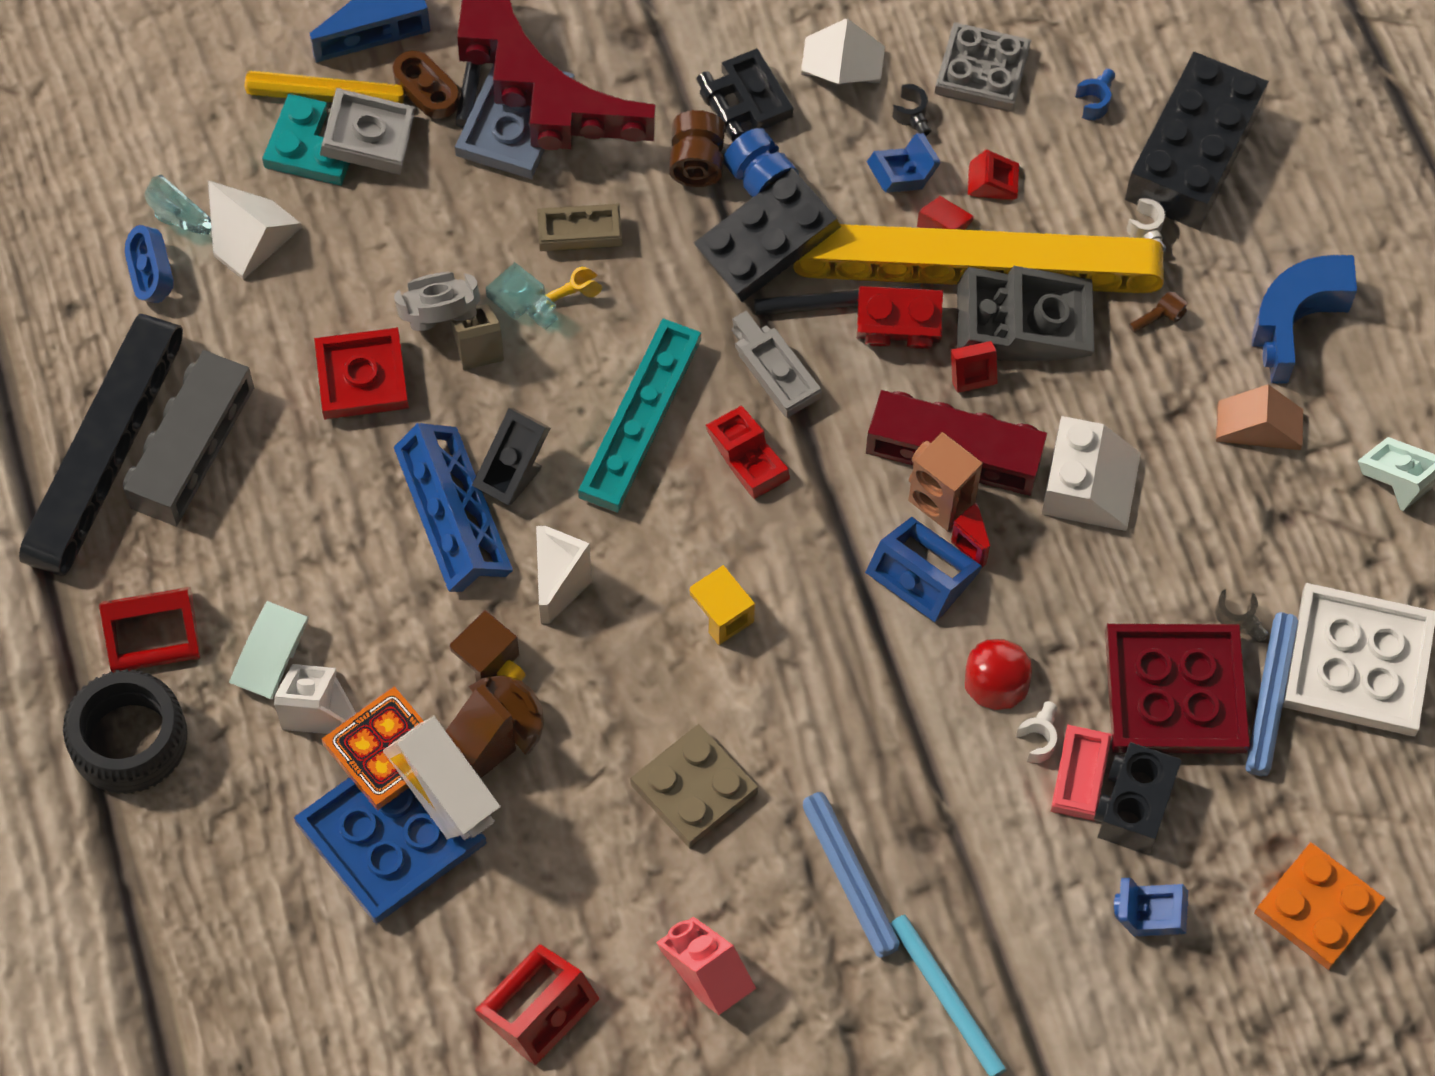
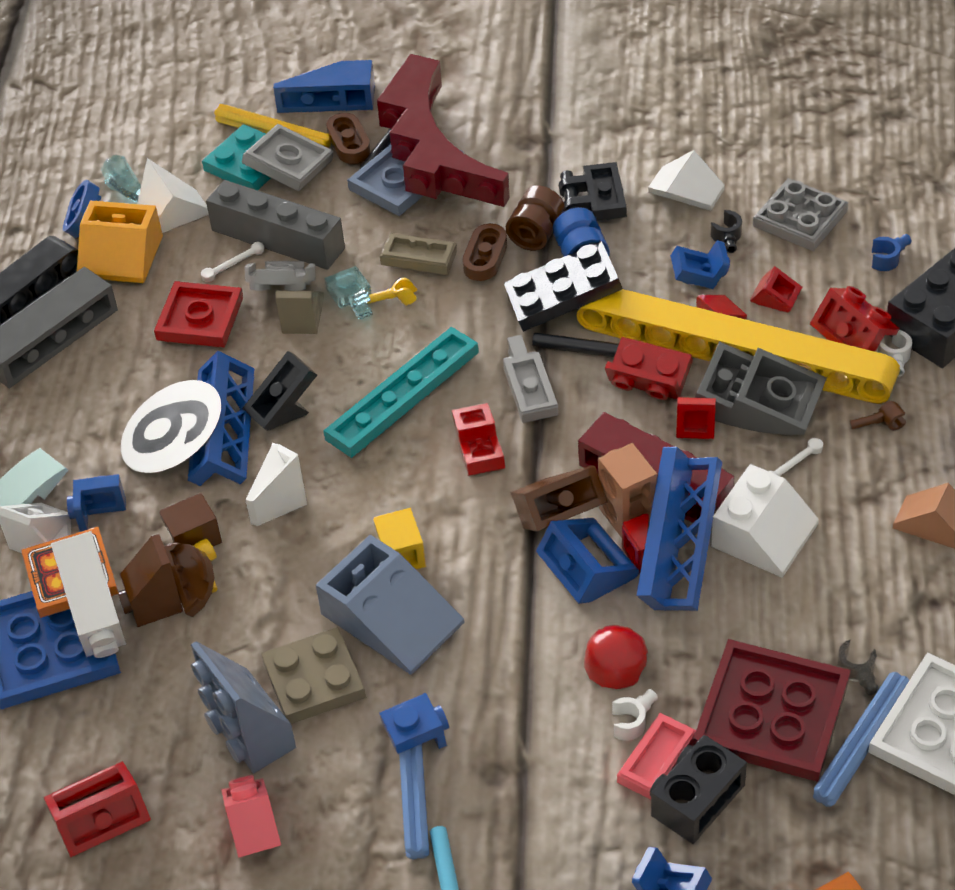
camera: 25 degrees right, 15 degrees down
(221, 302) = (119, 240): none -> light orange slope
(341, 312) = (208, 274): none -> white hinge
(359, 639) = (95, 496): none -> blue bracket
(397, 230) = (276, 223): none -> dark grey brick
(402, 531) = (170, 426): none -> white sticker
(652, 857) = (241, 710): none -> sand blue slope
(655, 209) = (484, 252): none -> reddish brown plate
(745, 686) = (387, 605): none -> sand blue slope
(832, 813) = (415, 723): none -> blue bracket
(872, 509) = (558, 498): none -> reddish brown slope
(1003, 515) = (665, 531): none -> blue fence
(1095, 201) = (851, 320): none -> red bracket
(1103, 365) = (814, 447): none -> white hinge

